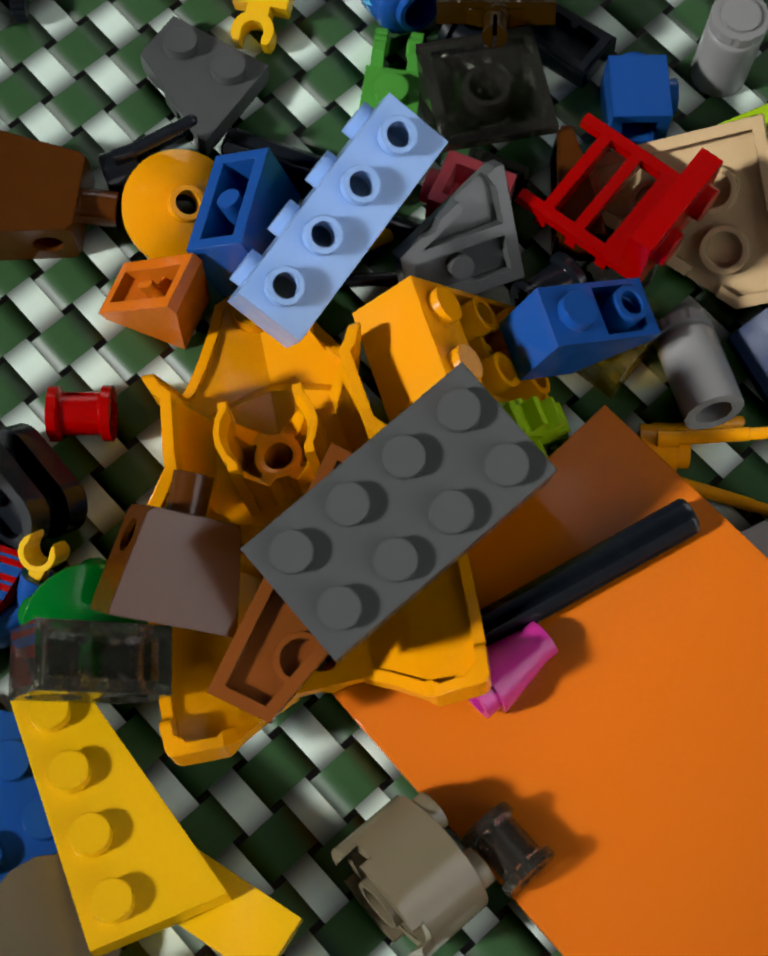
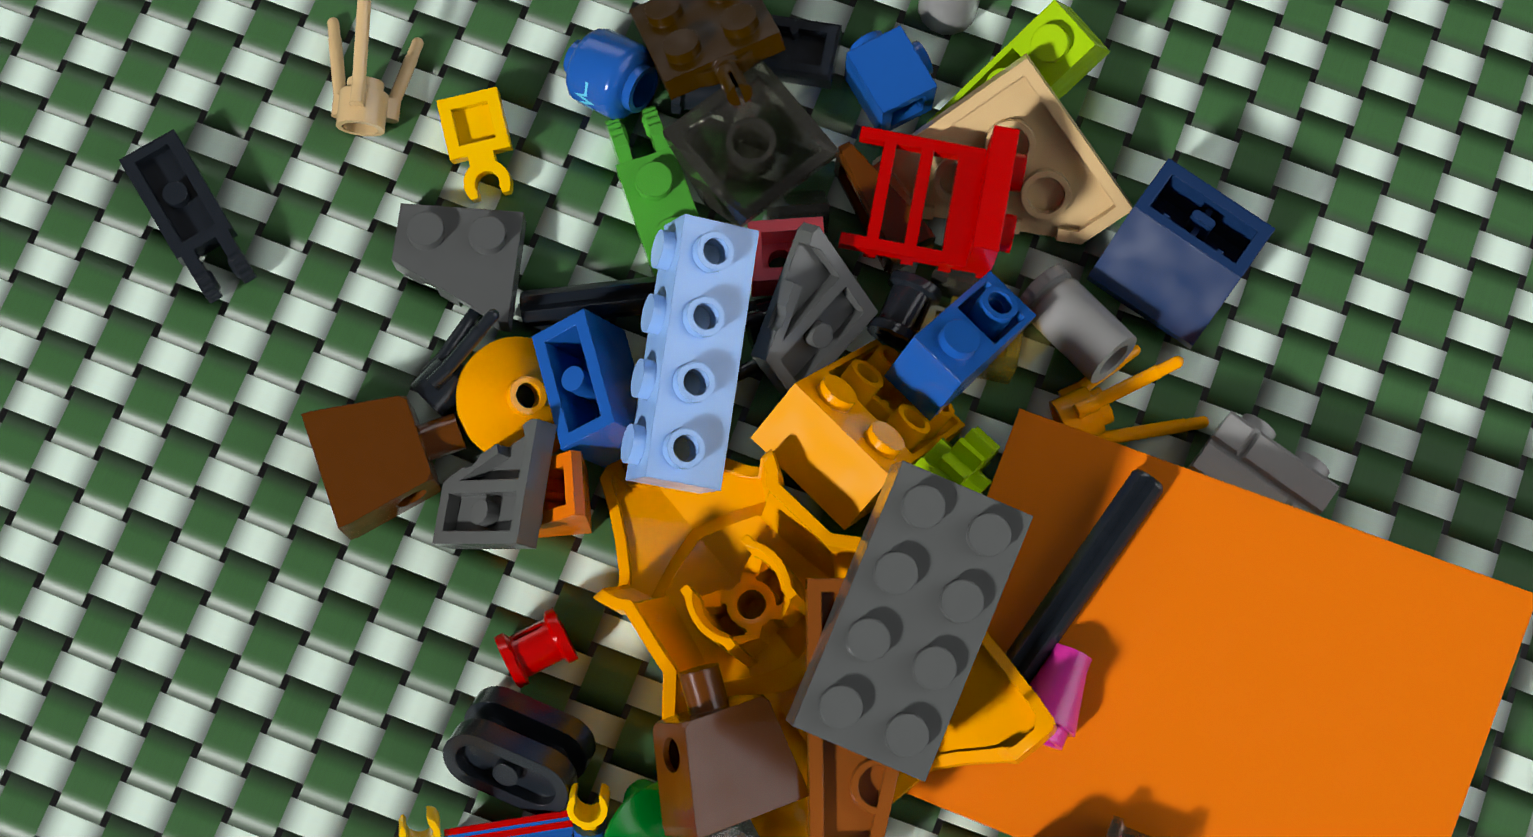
camera: 25 degrees left, 5 degrees up
(113, 273) = (499, 496): none -> dark grey wing

